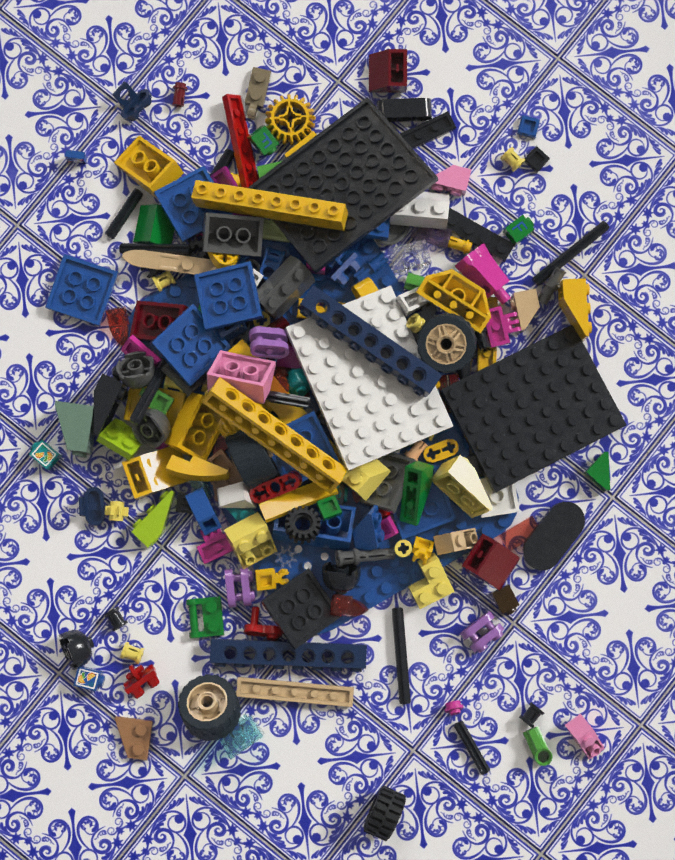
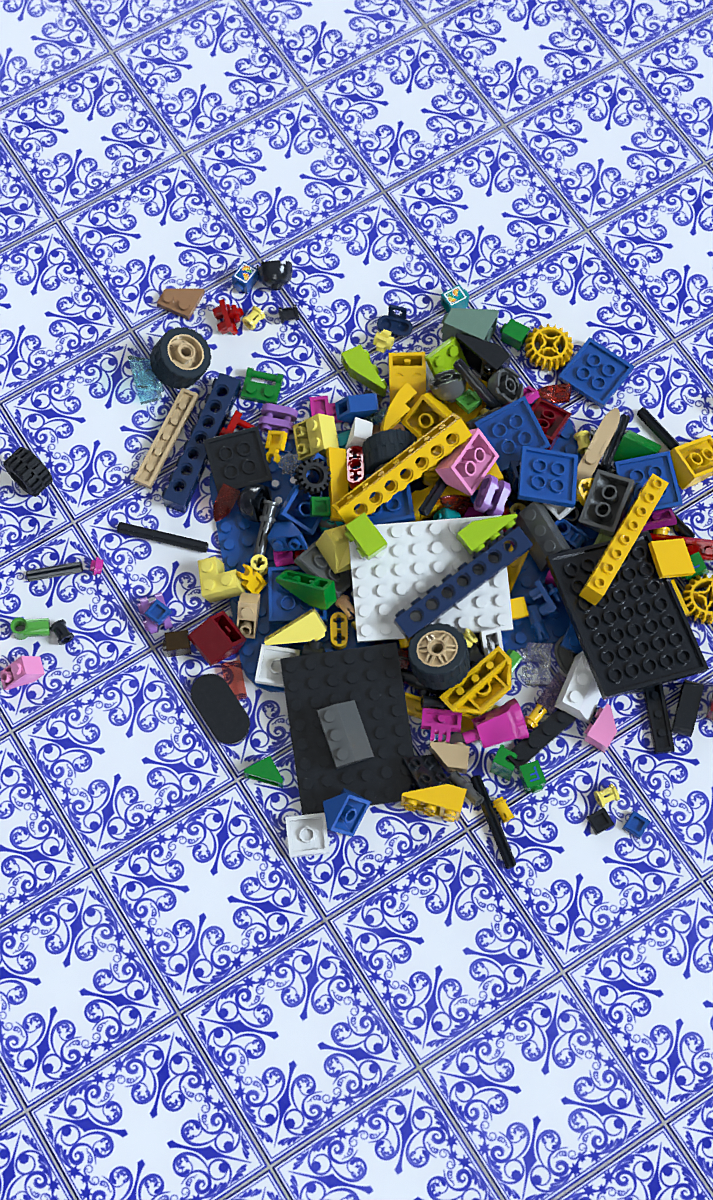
camera: 110 degrees right, 15 degrees down
(65, 383) = (514, 334): none -> green brick
(72, 337) = (549, 340): none -> yellow gear
(268, 159) = (671, 558): none -> yellow tile
(314, 338) = (481, 531): none -> lime slope
(357, 447) = (365, 536): none -> lime brick
(486, 627) = (158, 612): none -> blue tile
(517, 260) = (501, 766): none -> green hinge
(547, 407) = (344, 734): none -> dark grey slope
(552, 324) = (425, 772): none -> black hinge
(557, 247) = (503, 809): none -> yellow pin
(614, 385) = (345, 812): none -> blue slope
(643, 414) = (307, 835): none -> white plate

